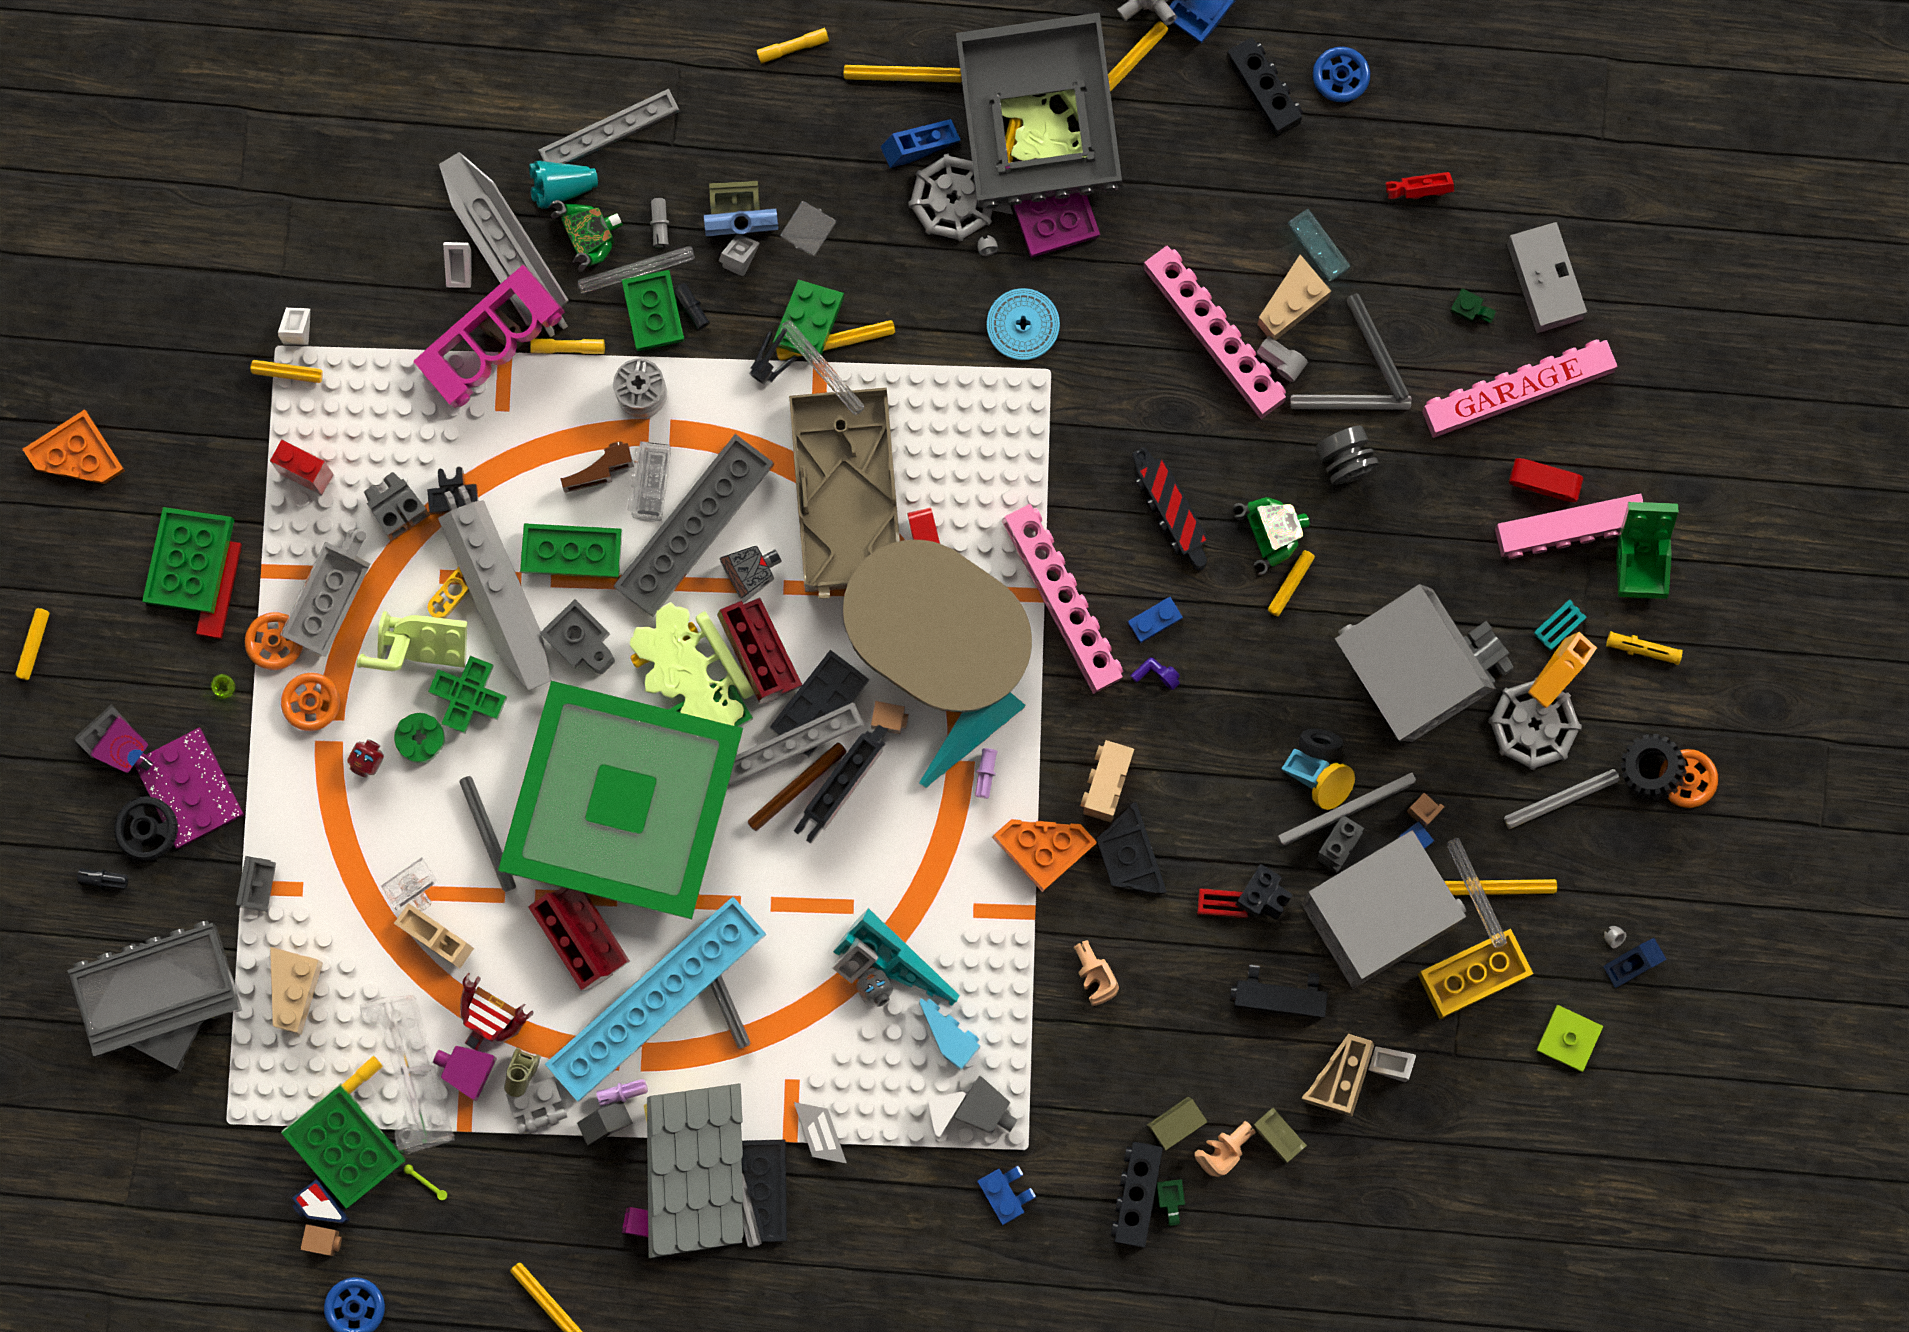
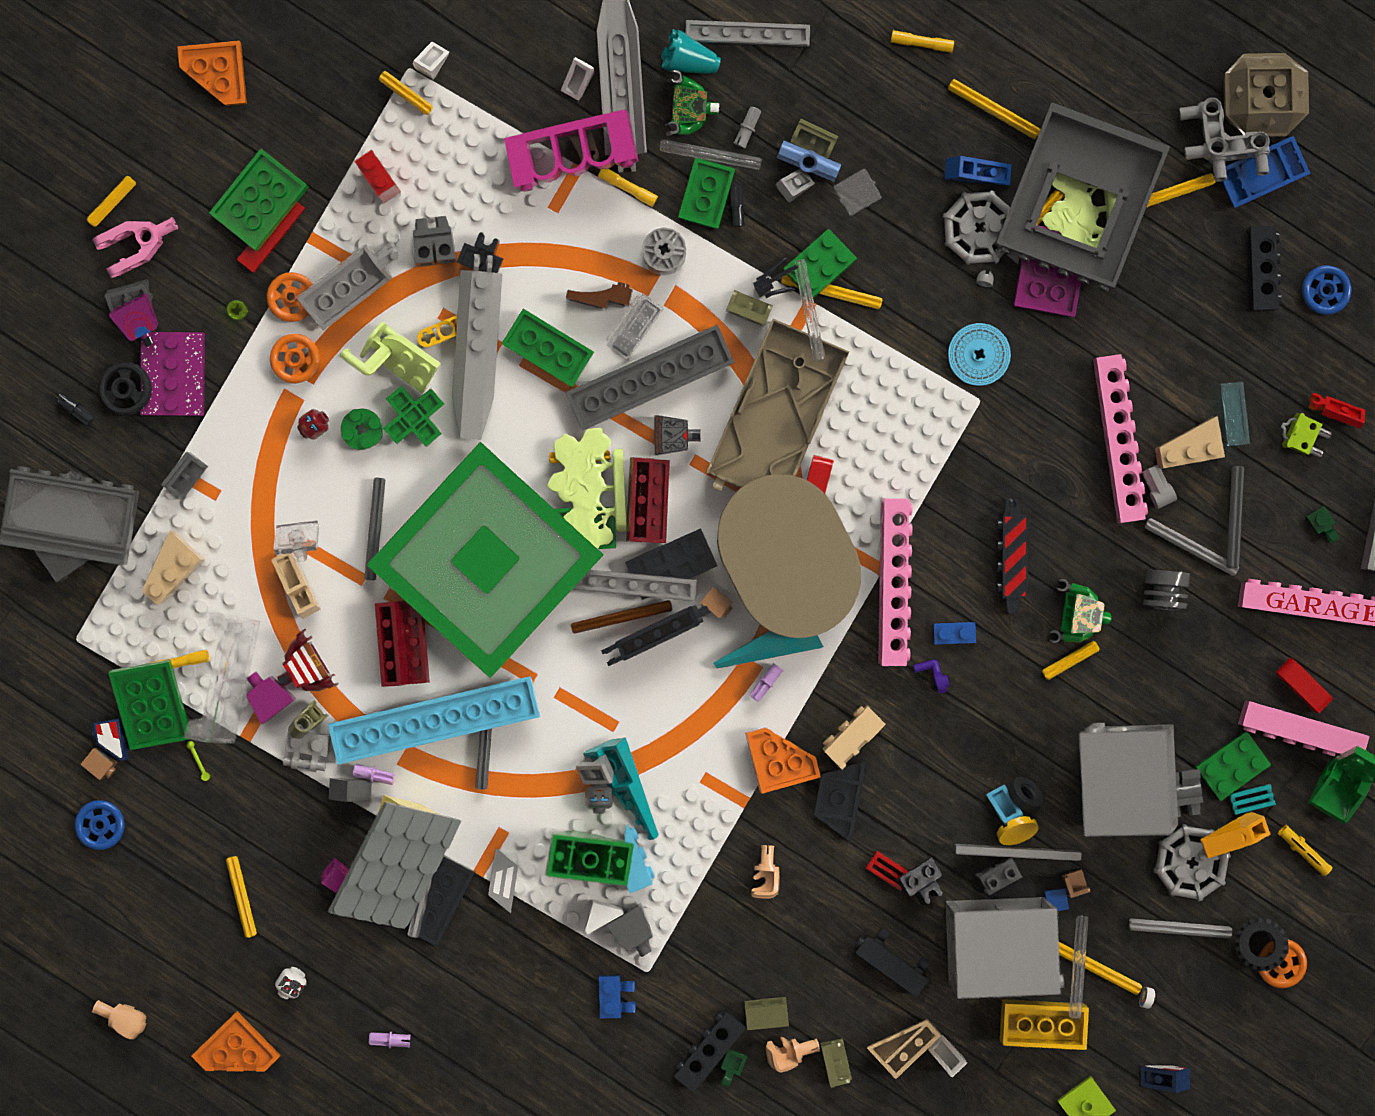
camera: 25 degrees right, 10 degrees up
(66, 661) = (147, 249): none -> bright pink piece
(588, 646) = (521, 428): dark grey plate -> none
(759, 401) = (749, 308): none -> olive hinge
(897, 1051) = (589, 858): none -> green brick
(1397, 229) = (1300, 433): none -> lime piece
(1520, 601) = (1233, 765): none -> green plate
(1568, 889) = (1147, 997): none -> white tile
(1615, 936) = (1161, 1050): light grey hinge -> none

